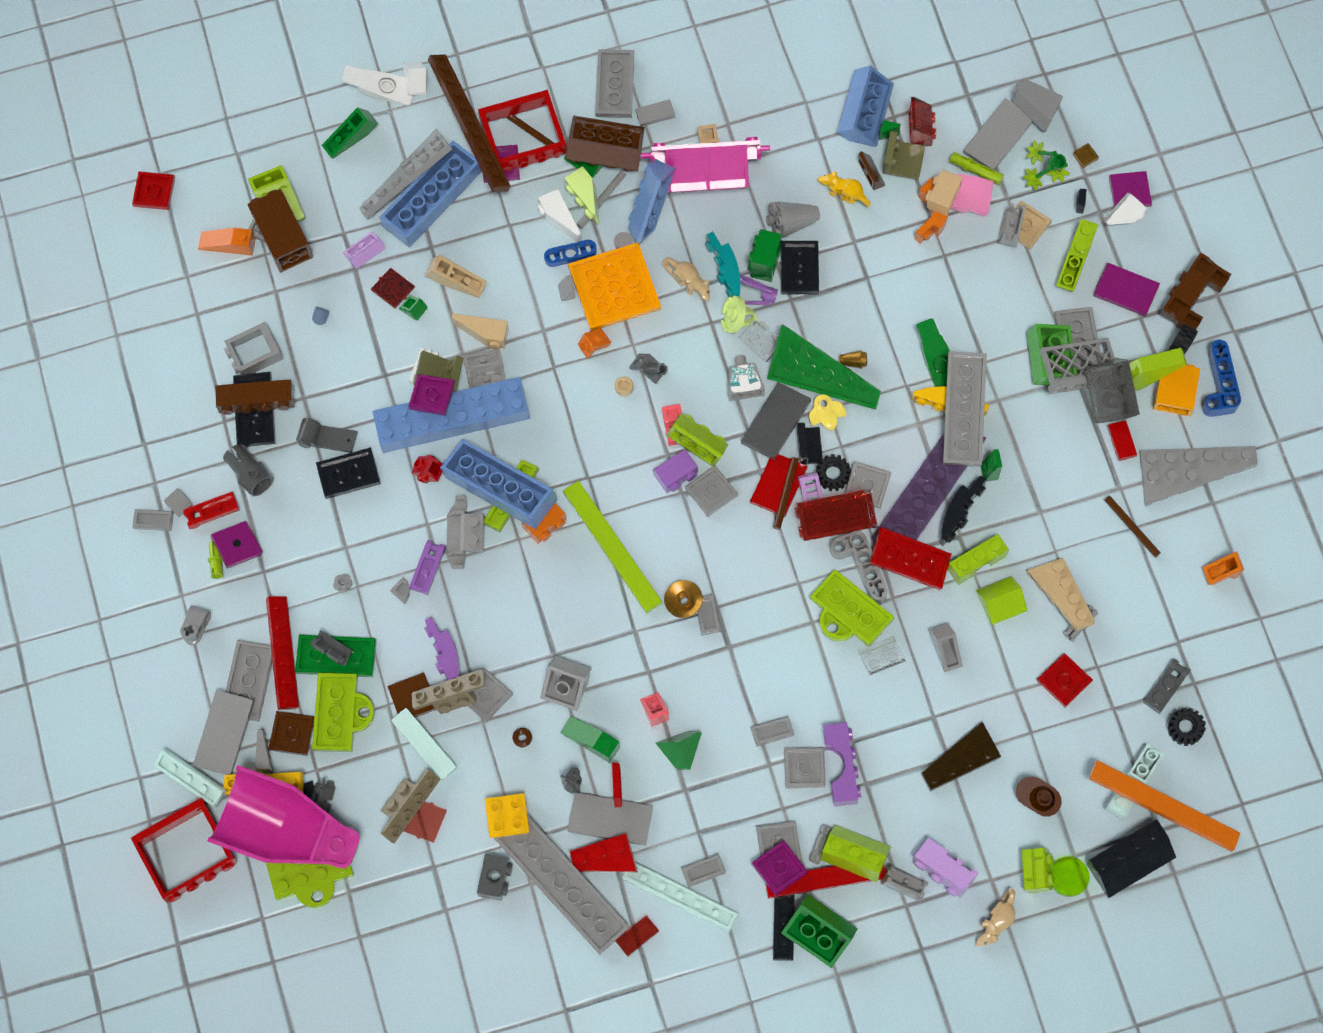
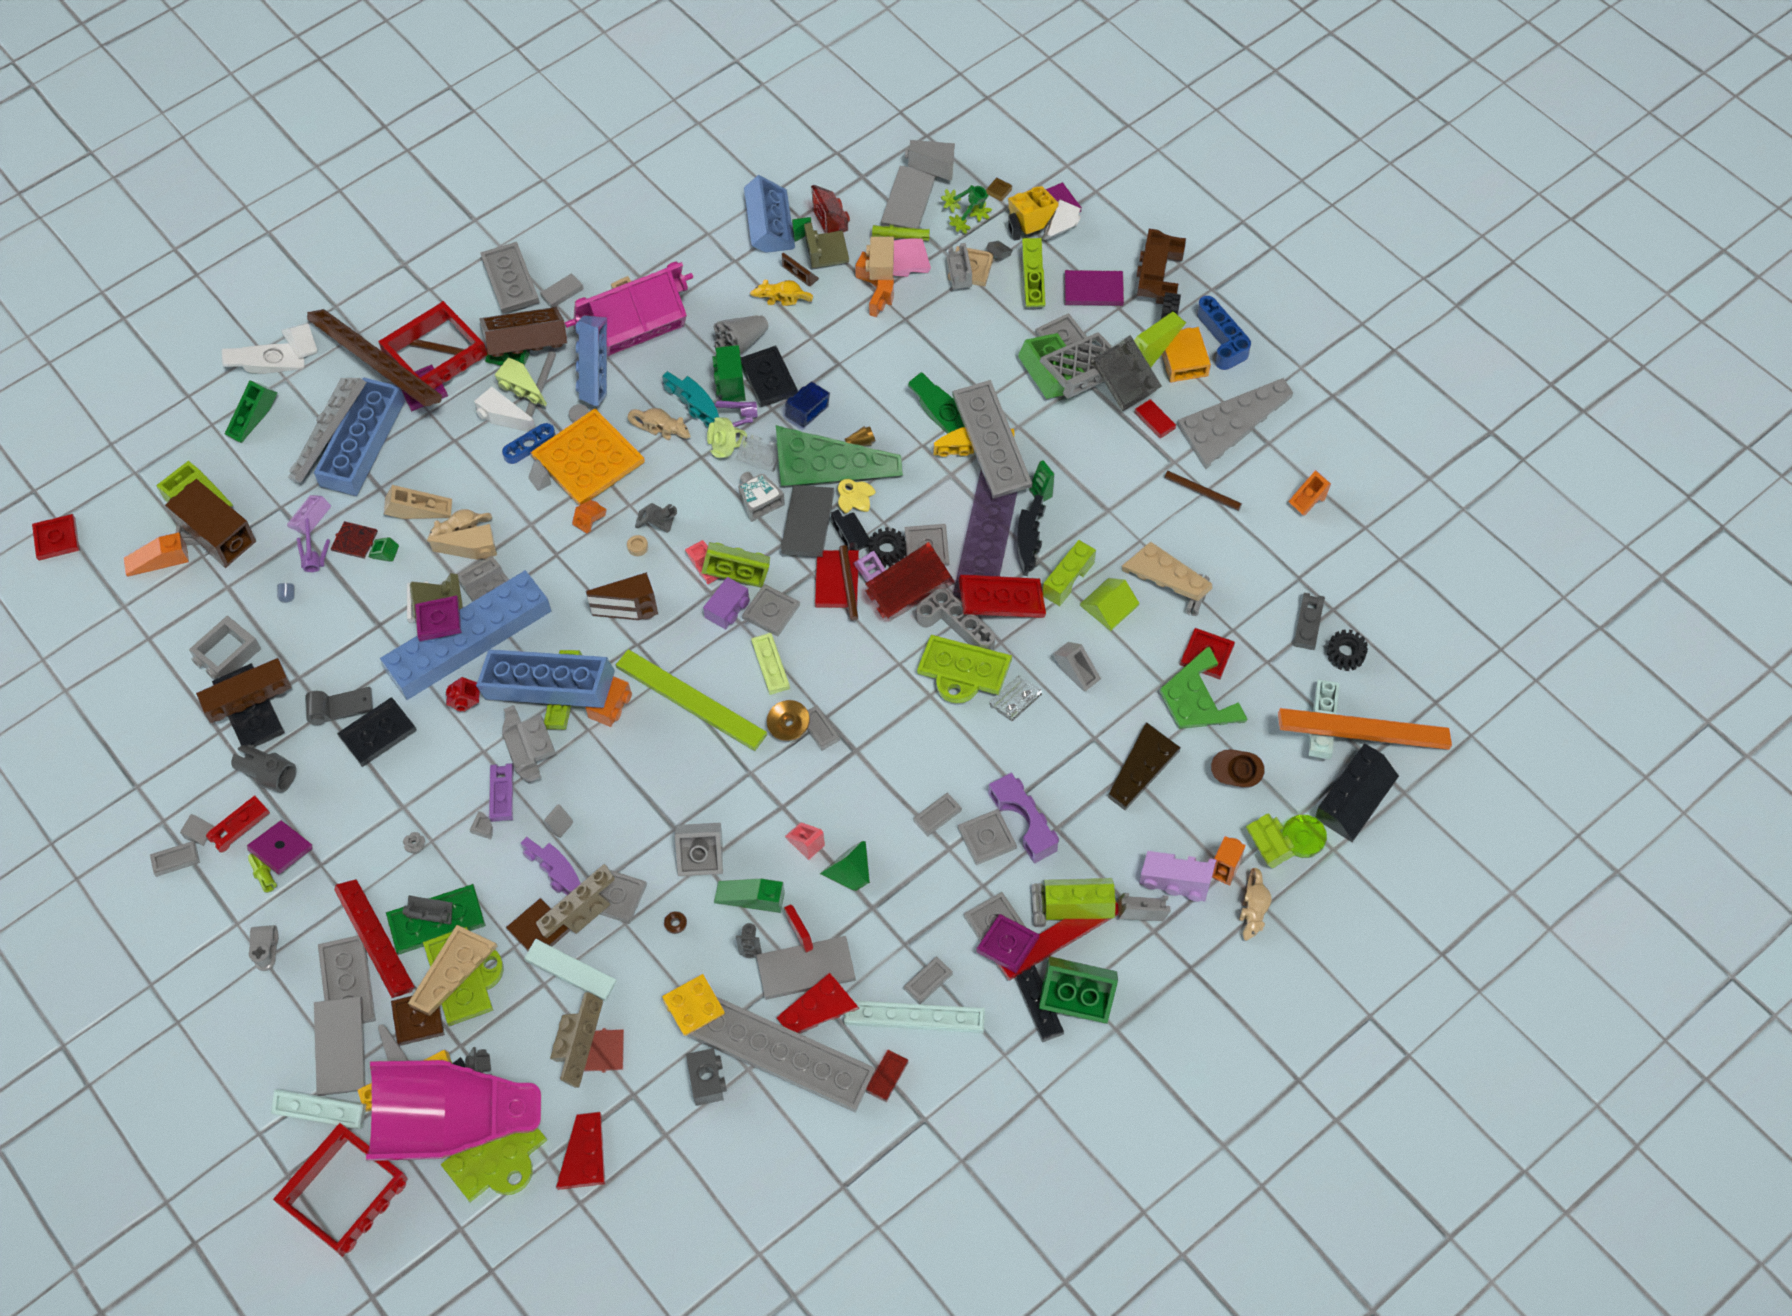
camera: 25 degrees left, 10 degrees down
(334, 703) = (452, 966): none -> tan wing
(350, 294) = (311, 561): none -> medium lavender plant
(377, 900) = (584, 1155): none -> red wing
(463, 612) = (558, 821): none -> light grey slope
(484, 307) = (458, 521): none -> tan animal
(594, 436) = (624, 599): none -> reddish brown slope
(691, 540) = (770, 663): none -> yellowish green tile
(821, 309) = (807, 404): none -> clear blue brick
(992, 873) = (1228, 860): none -> orange brick
(1029, 716) = (1190, 700): none -> bright green wing
(1057, 218) = (999, 249): none -> dark grey tile
(1104, 191) = (1033, 208): none -> yellow slope

